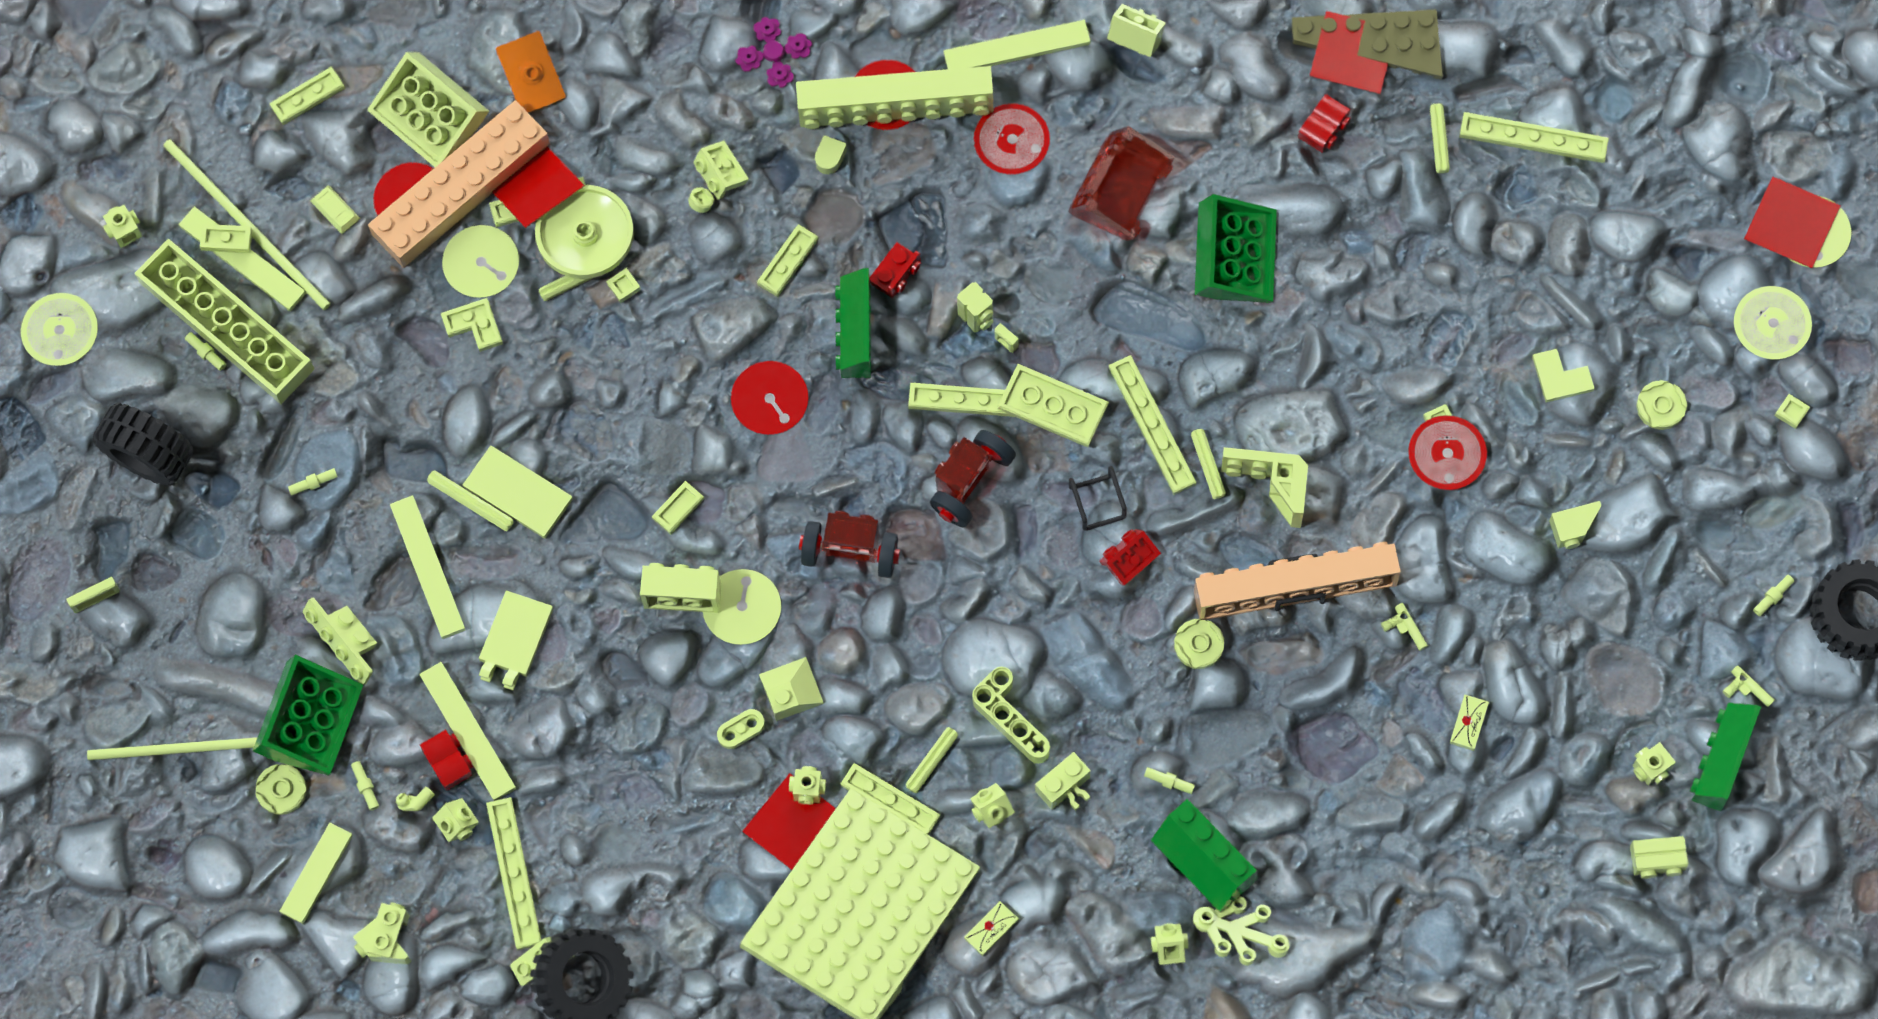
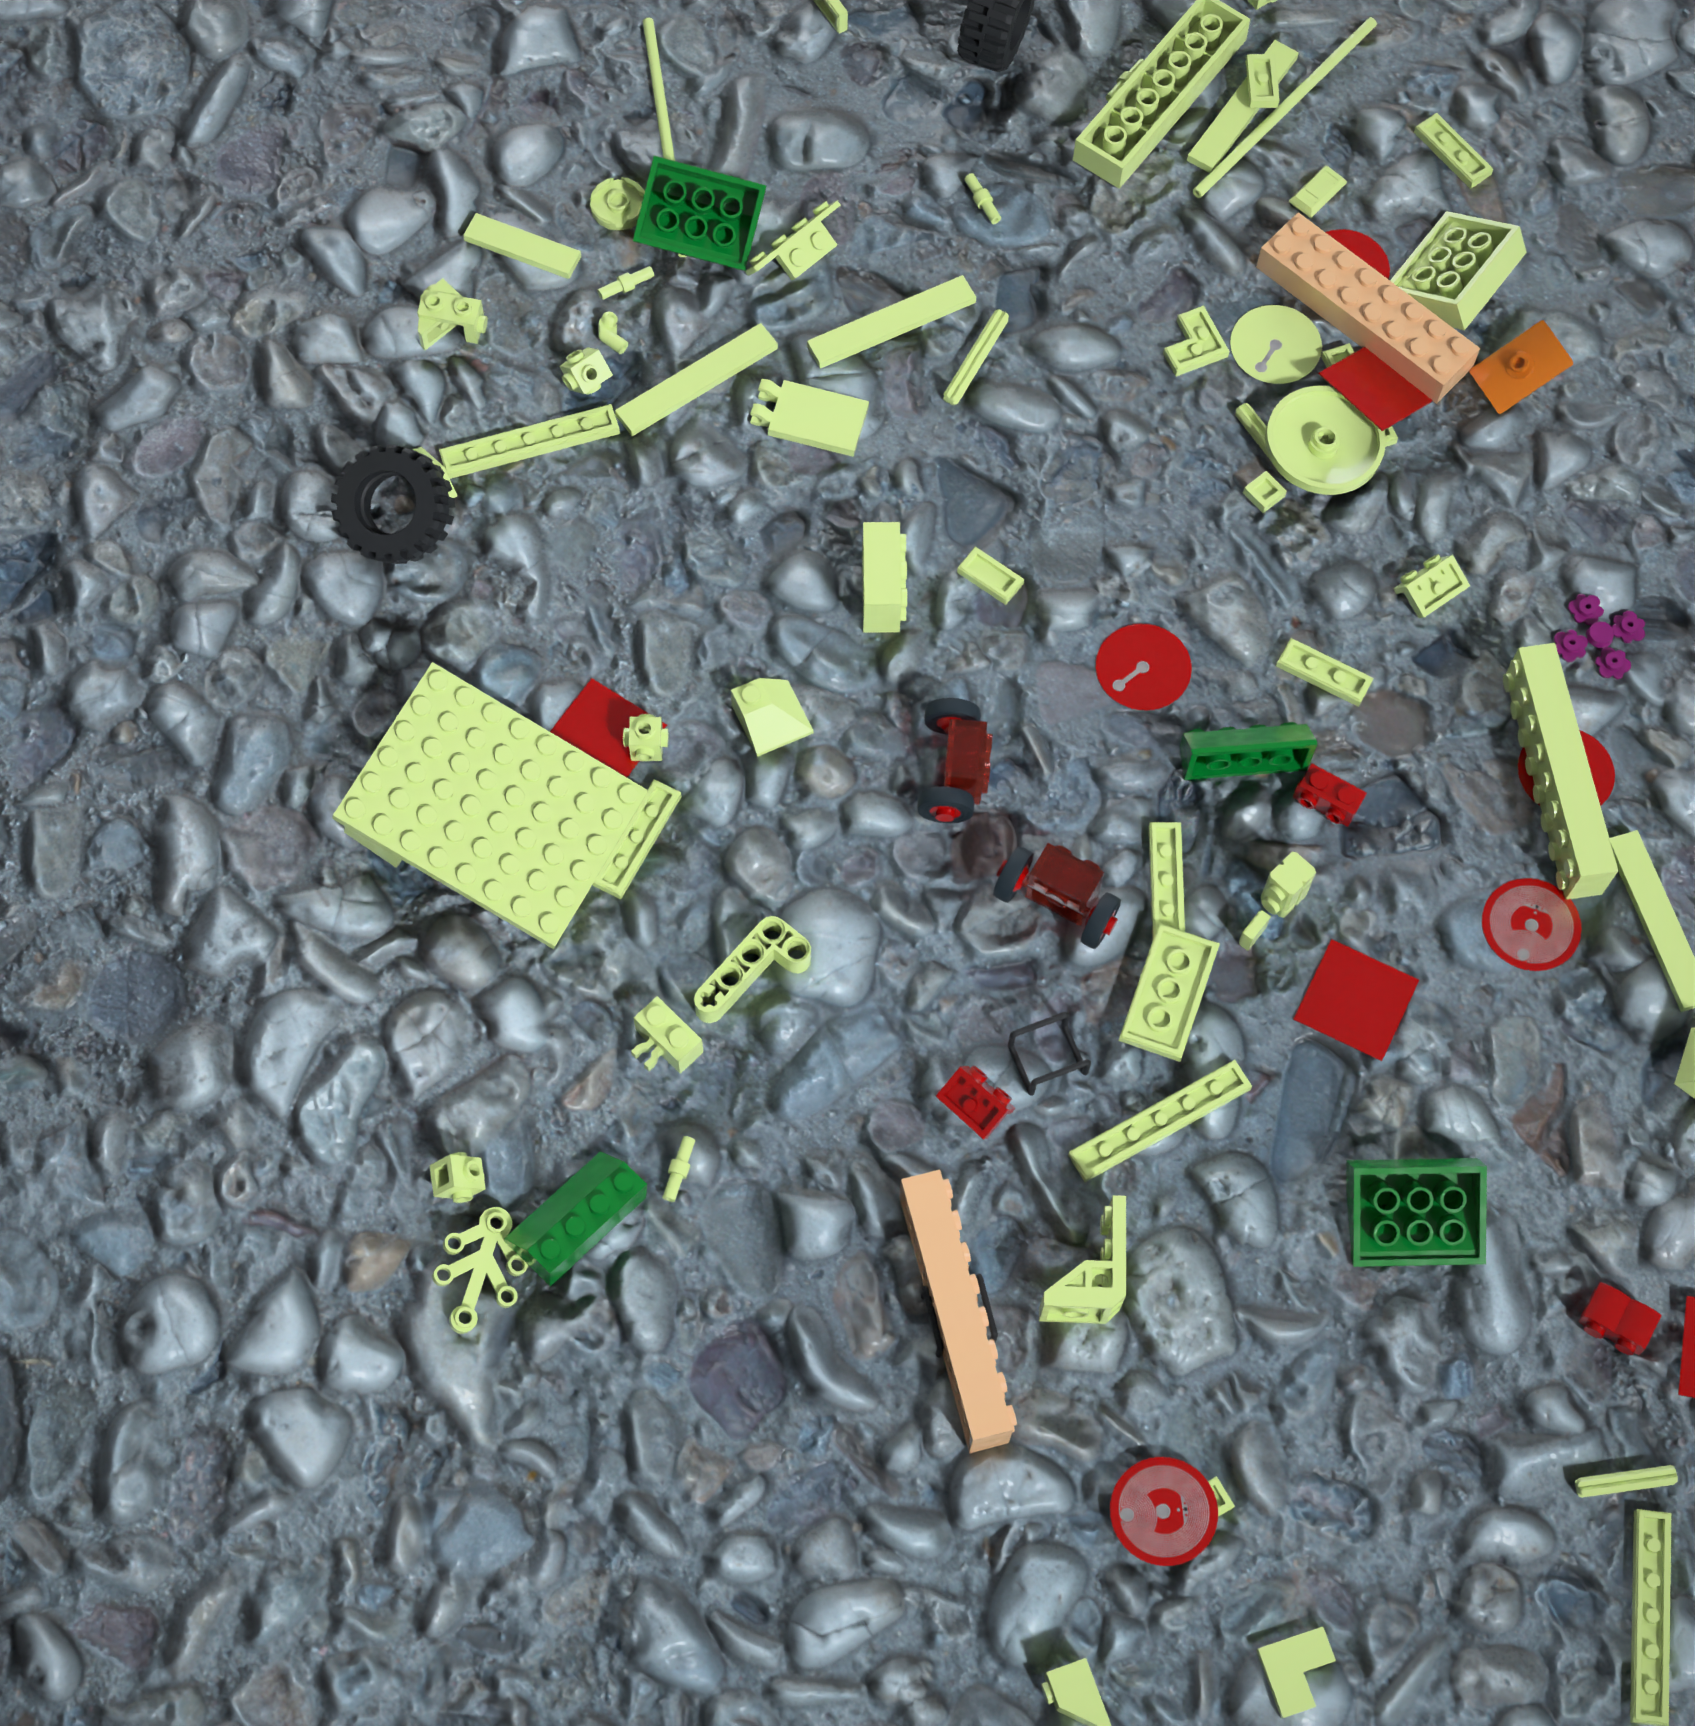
camera: 80 degrees right, 5 degrees down
(446, 759) = (658, 357): red brick -> none
(517, 492) = (992, 405): yellowish green tile -> none
(701, 200) = (1388, 567): yellowish green tile -> none
(739, 728) = (717, 664): yellowish green plate -> none
(746, 609) = (872, 662): yellowish green piece -> none
(829, 155) = (1471, 707): yellowish green piece -> none
(931, 760) = (690, 882): yellowish green axle -> none
(991, 806) = (630, 951): yellowish green brick -> none
(991, 928) = (477, 966): yellowish green tile -> none
(1064, 273) = (1356, 1000): none -> red piece
(1120, 182) = (1487, 1058): clear red windscreen -> none
(1199, 644) = (866, 1197): yellowish green tile -> none
(1208, 463) = (1098, 1199): yellowish green axle -> none
(1404, 626) = (912, 1466): yellowish green hose -> none
(1469, 722) = (781, 1559): yellowish green tile -> none

